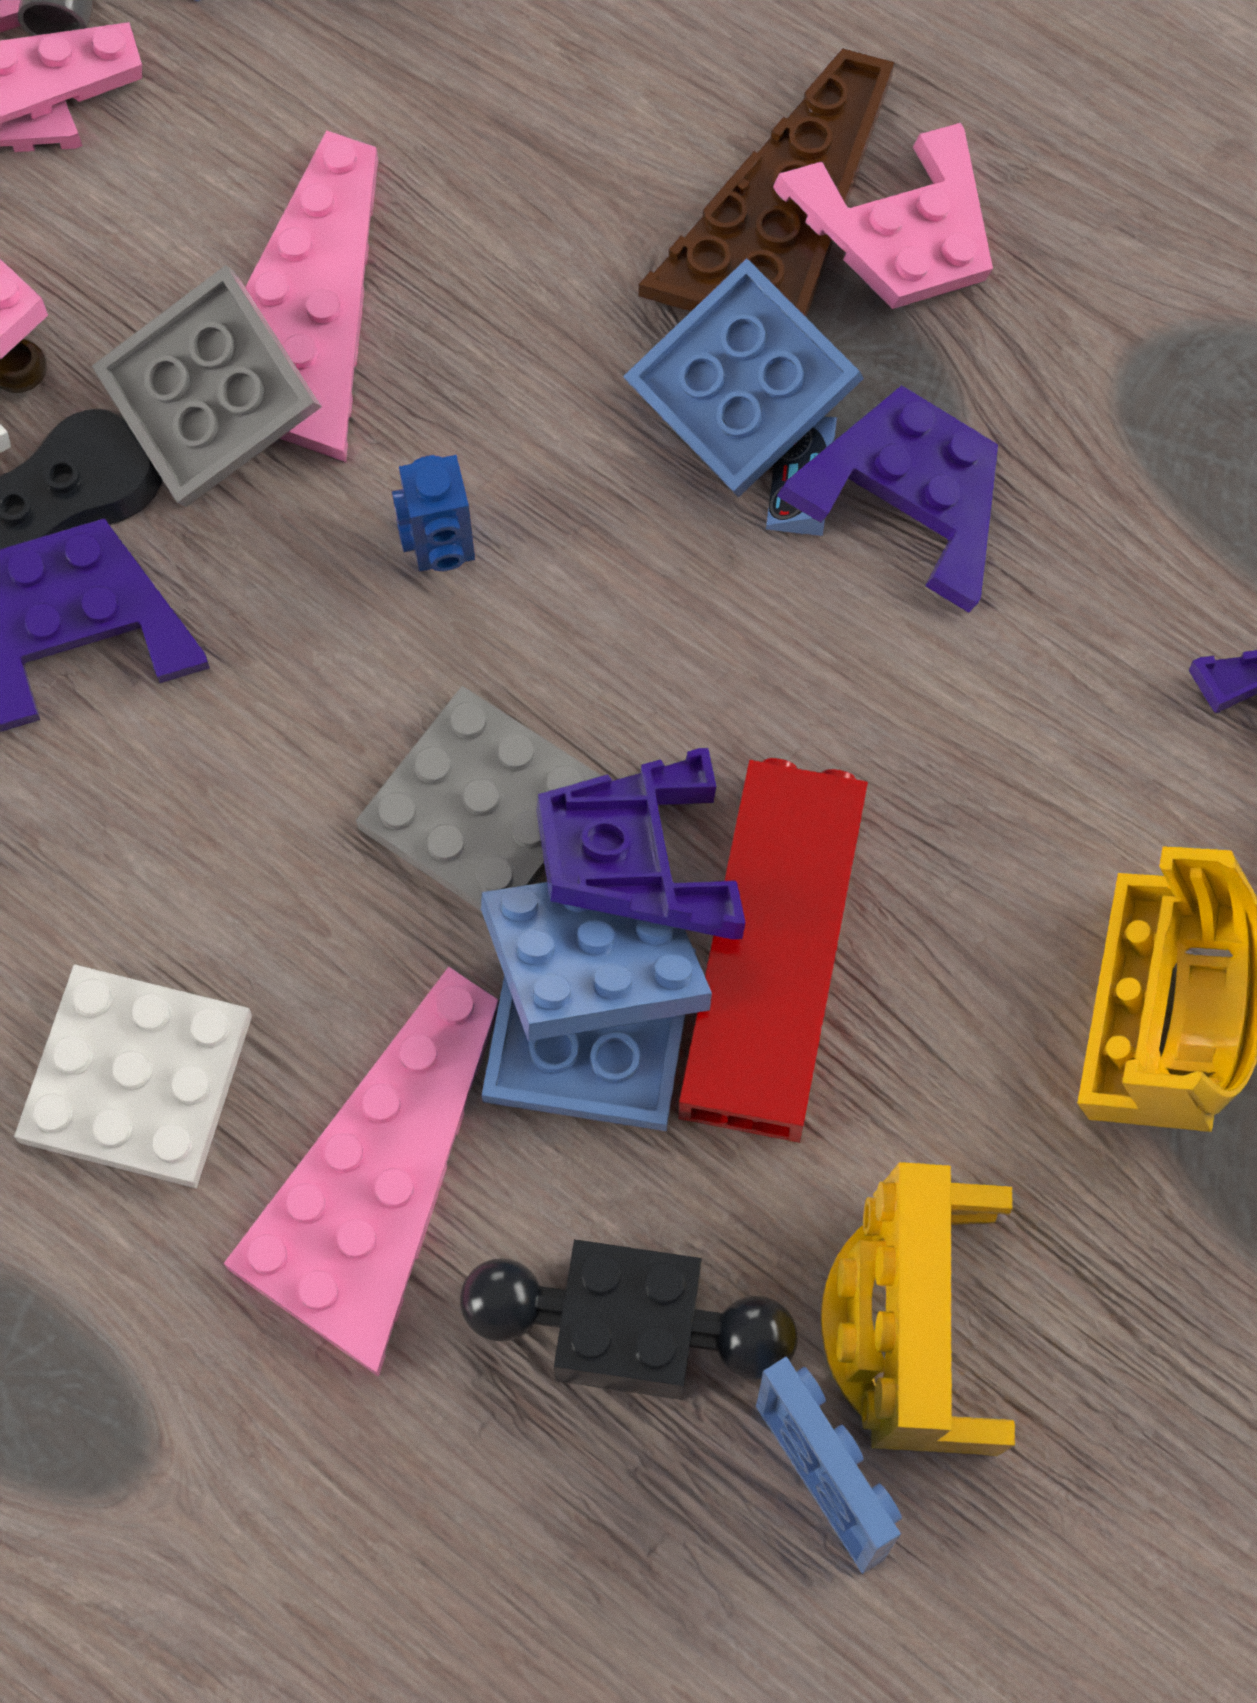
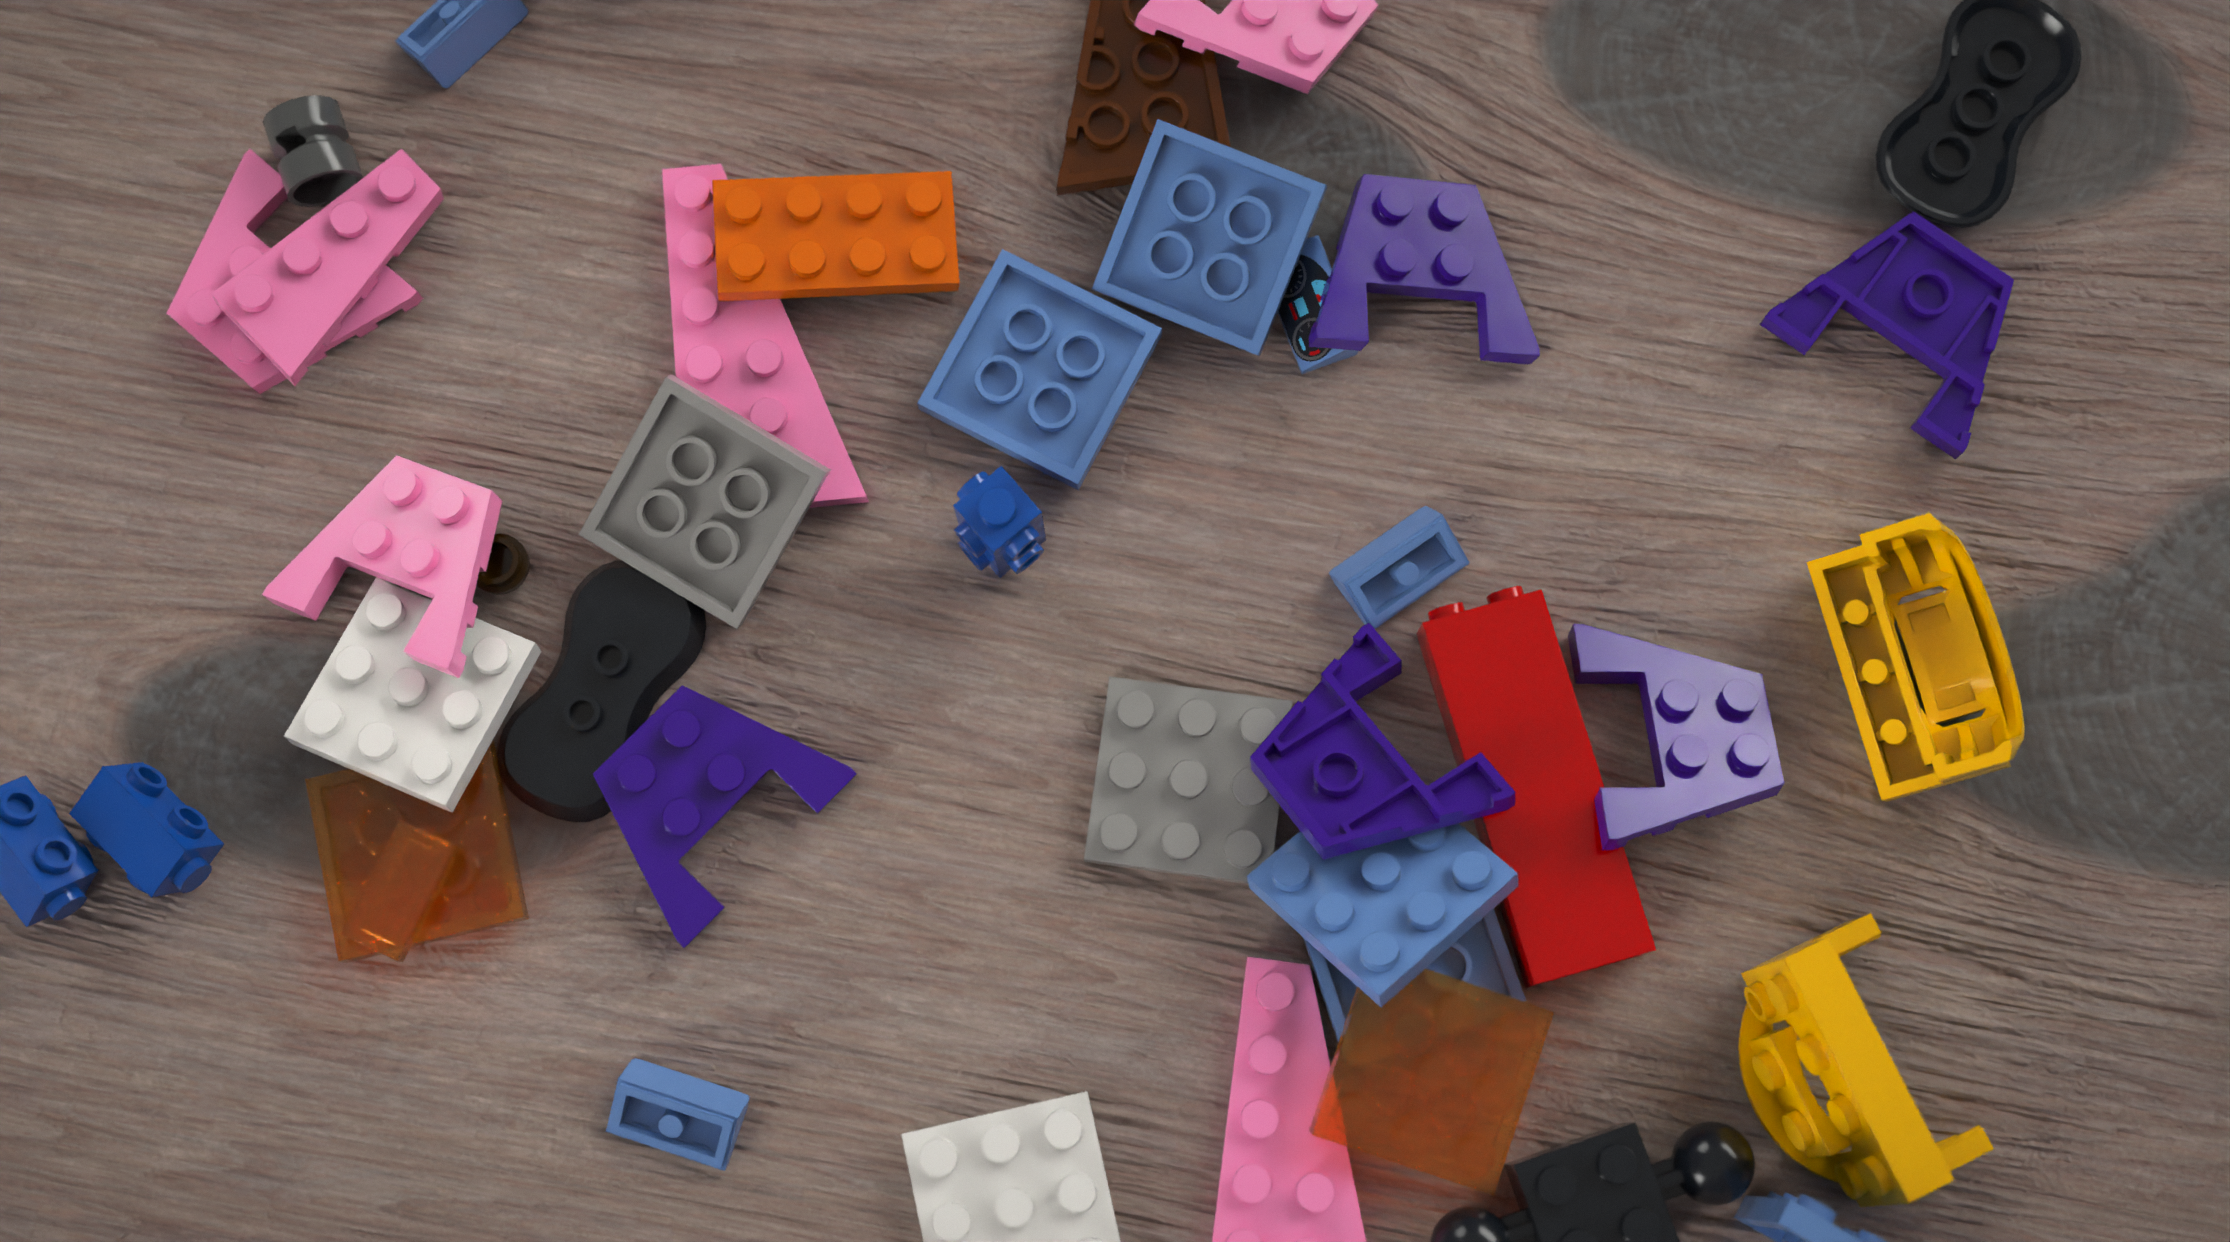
camera: 25 degrees left, 10 degrees up
(436, 241) = (835, 236): none -> orange plate
(545, 420) = (1040, 369): none -> medium blue plate
(550, 1138) = (1434, 1077): none -> clear orange plate
(762, 720) = (1399, 566): none -> medium blue slope
(951, 971) = (1704, 733): none -> wing

